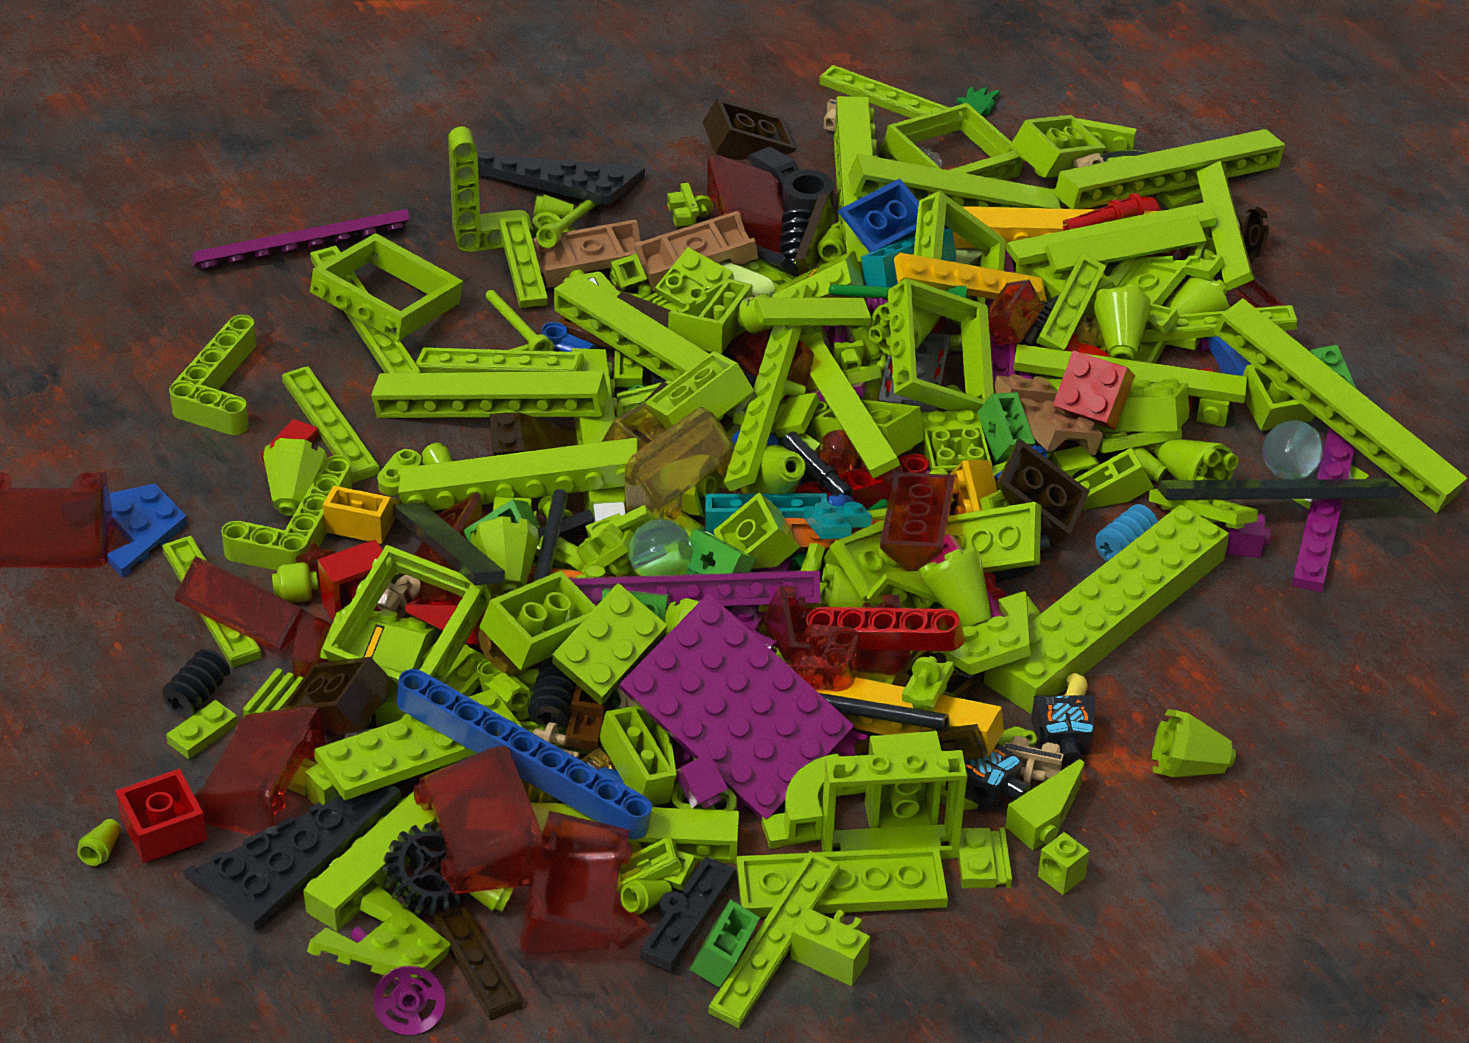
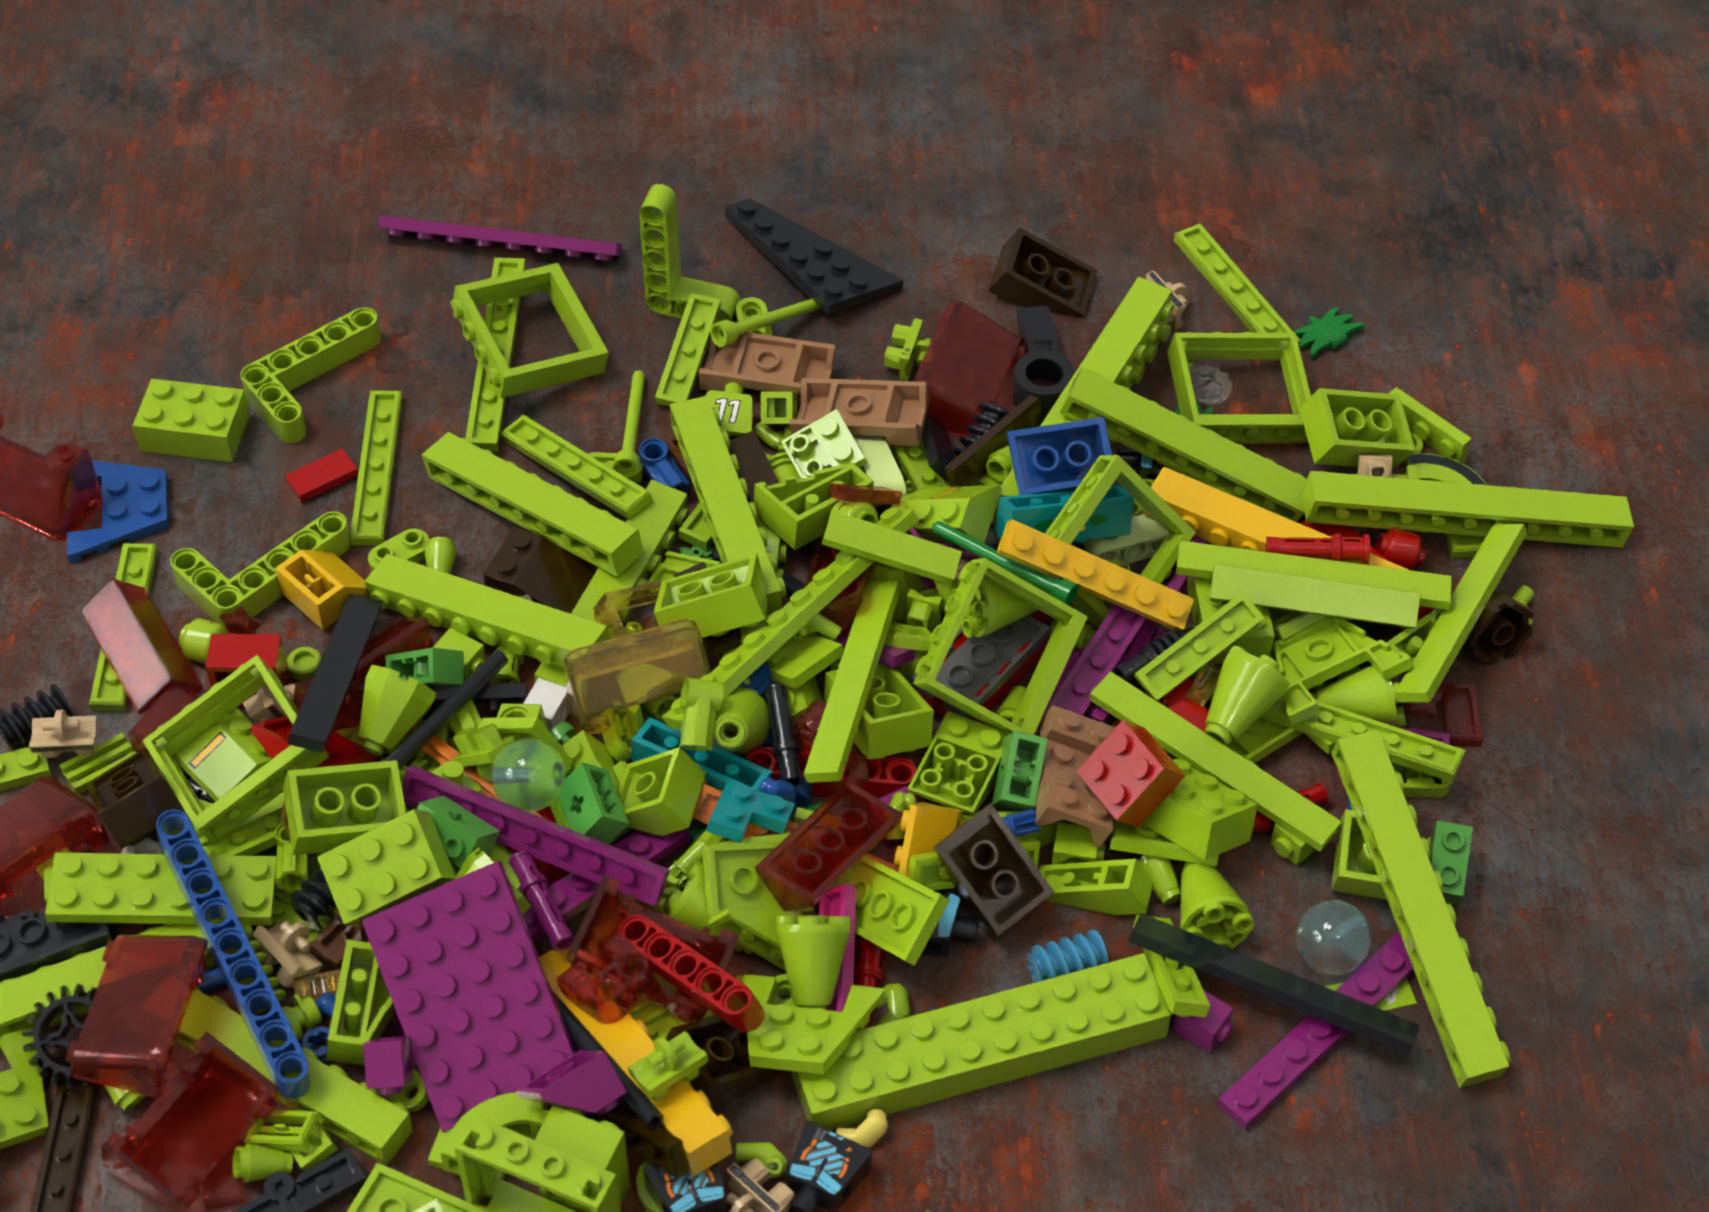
camera: 30 degrees right, 10 degrees up
(150, 441) = (191, 420): none -> lime brick
(238, 679) = (63, 734): none -> tan hips
(291, 471) = (281, 514): lime cone -> none
(552, 205) = (770, 293): lime cone -> none
(757, 288) = (864, 493): none -> clear red tile
(760, 453) = (700, 703): none -> lime piece
(873, 715) = (578, 1082): none -> magenta slope
(1014, 312) = (1121, 633): clear red brick -> none

